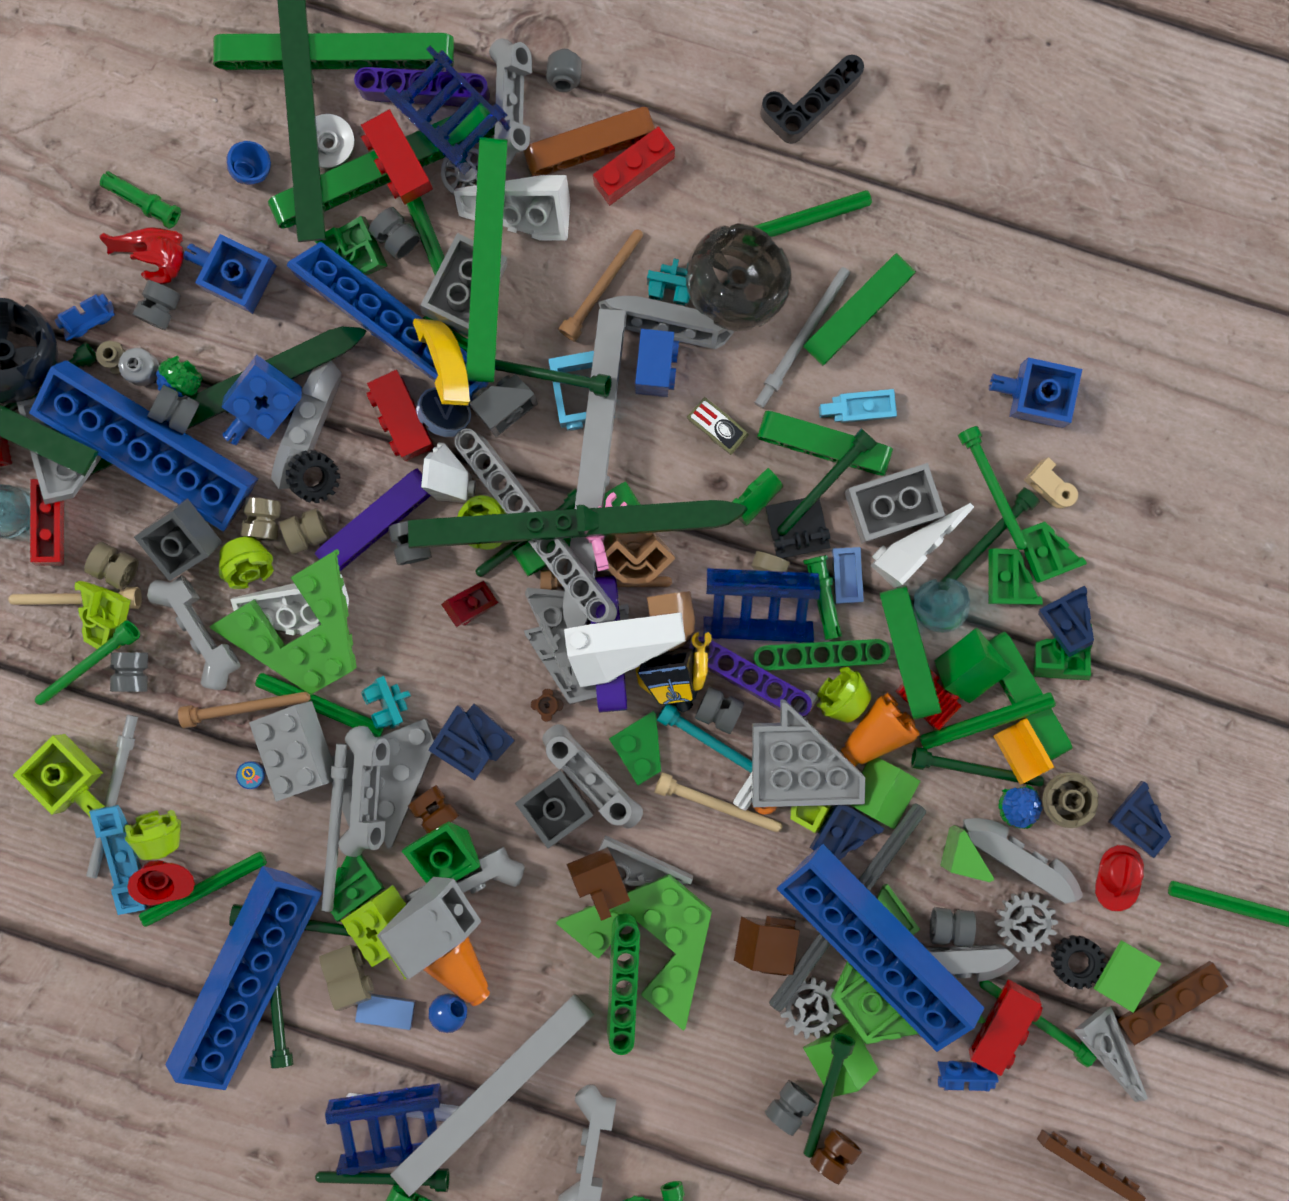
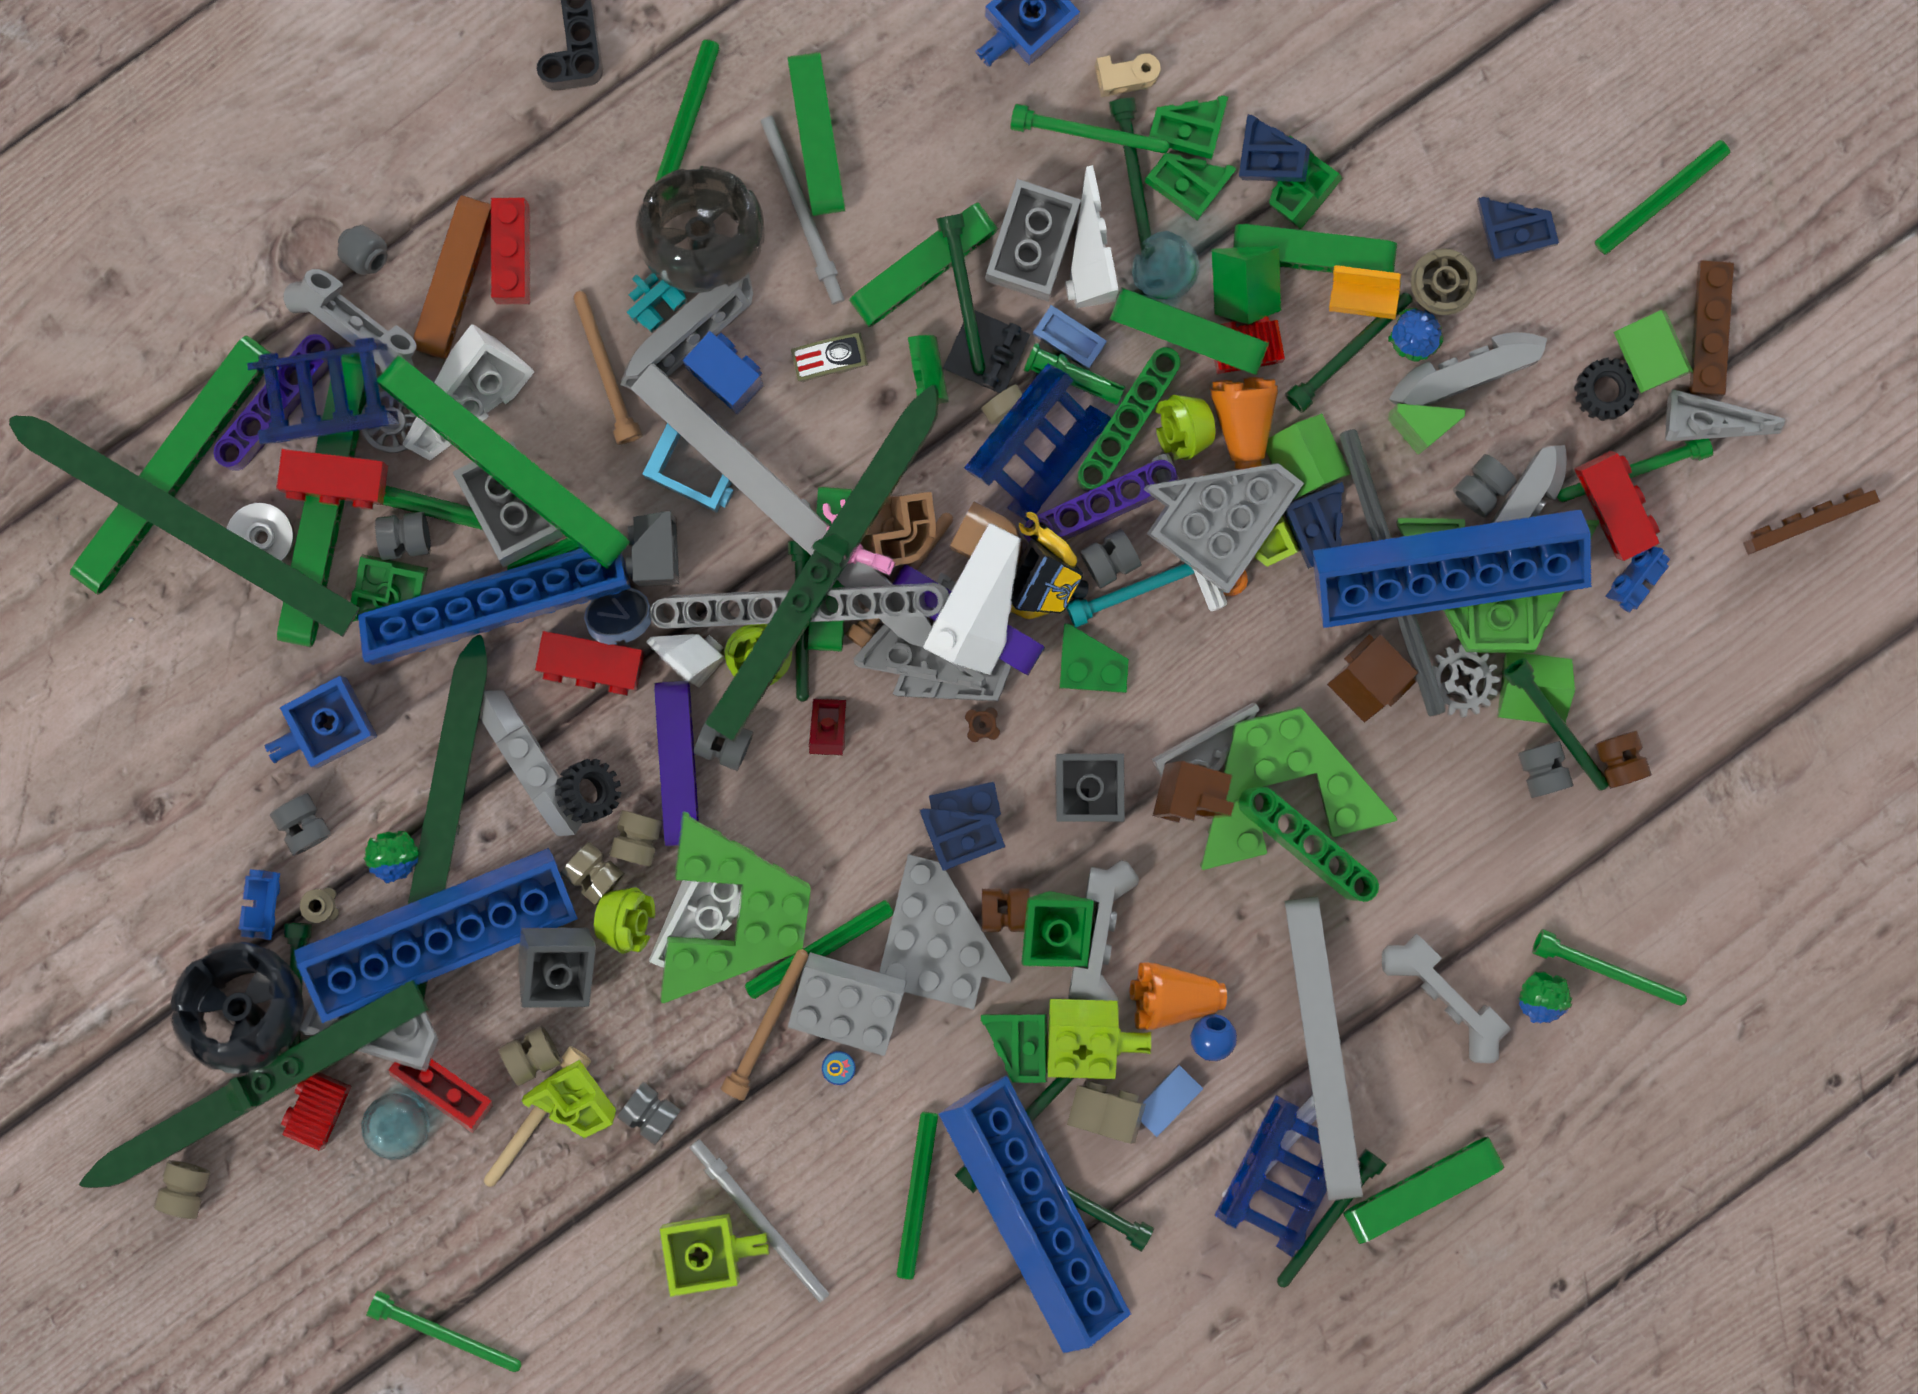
camera: 60 degrees left, 0 degrees up
(122, 860) = (828, 1254): dark azure slope -> none
(124, 634) = (611, 1088): green piece -> none
(138, 366) = (361, 886): light grey head -> none
(150, 204) = (191, 759): green pin -> none
(151, 246) = (239, 786): red hair -> none
(154, 835) = (830, 1201): lime cone -> none
(160, 883) = (882, 1228): red piece -> none
(173, 409) = (419, 880): dark grey wheel -> none
(179, 596) = (608, 1010): light grey plate -> none
(248, 162) = (224, 630): blue piece -> none
(256, 413) = (493, 789): blue brick -> none
(339, 773) = (903, 973): light grey bar -> none
(369, 755) = (976, 988): light grey plate -> none
(380, 692) = (865, 875): teal hips -> none
(429, 926) = (1116, 985): light grey slope -> none
(448, 361) = (571, 568): yellow slope -> none
(591, 778) = (1085, 731): light grey plate -> none
(599, 384) = (706, 442): dark green piece -> none
(668, 786) = (1147, 663): tan piece -> none
(861, 406) = (913, 202): medium azure hinge -> none
(988, 720) = (1310, 305): green axle -> none
(1026, 910) = (1520, 405): light grey gear -> none
(1119, 878) = (1555, 290): red piece -> none

